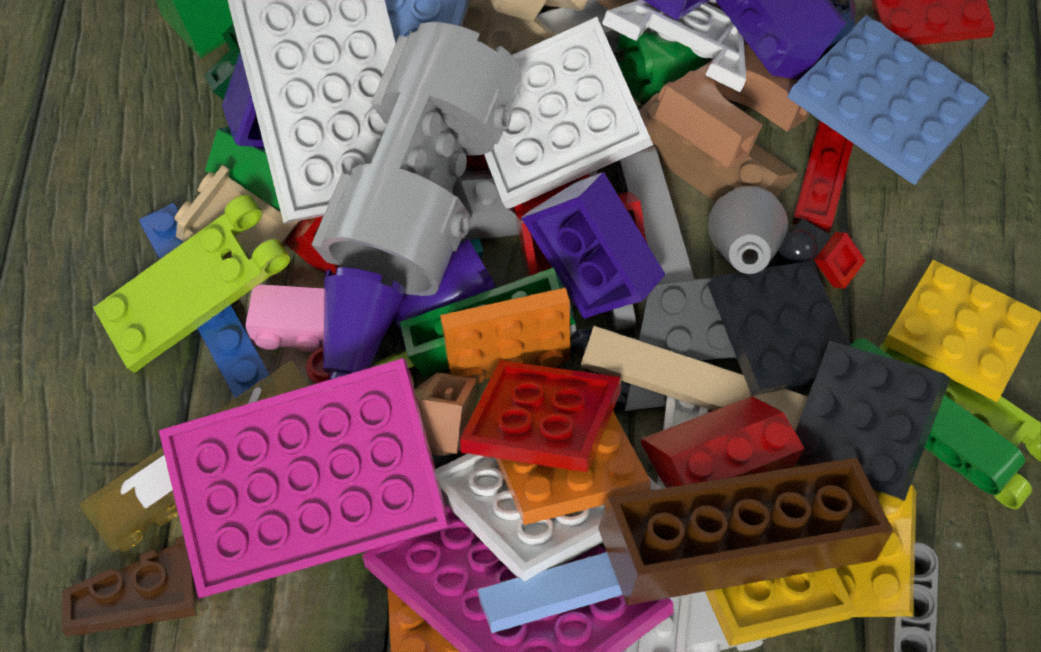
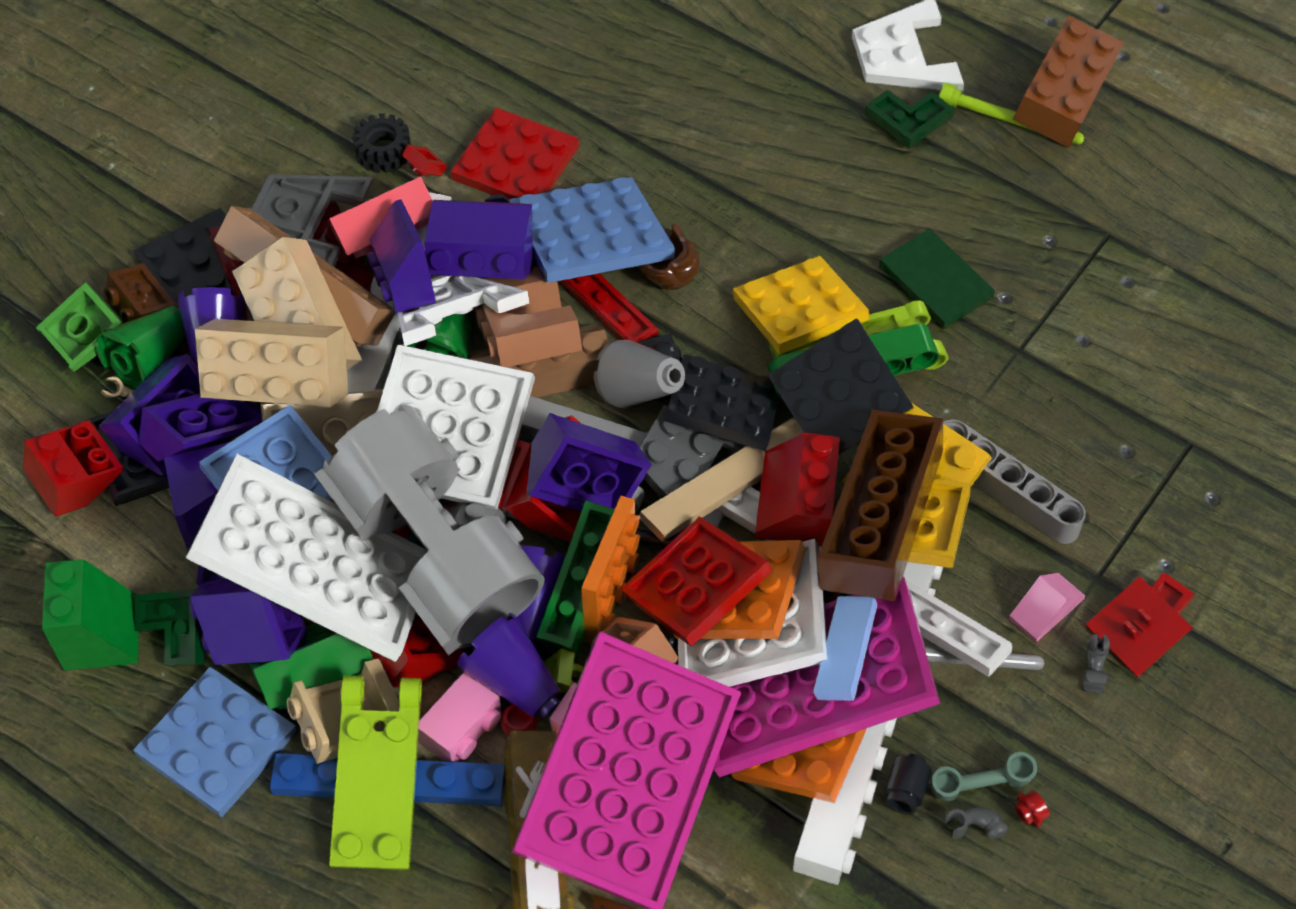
camera: 60 degrees left, 5 degrees down
(156, 153) = (215, 741): none -> medium blue plate
(840, 260) = (691, 339): red plate -> none
(917, 199) = (675, 272): none -> reddish brown hair

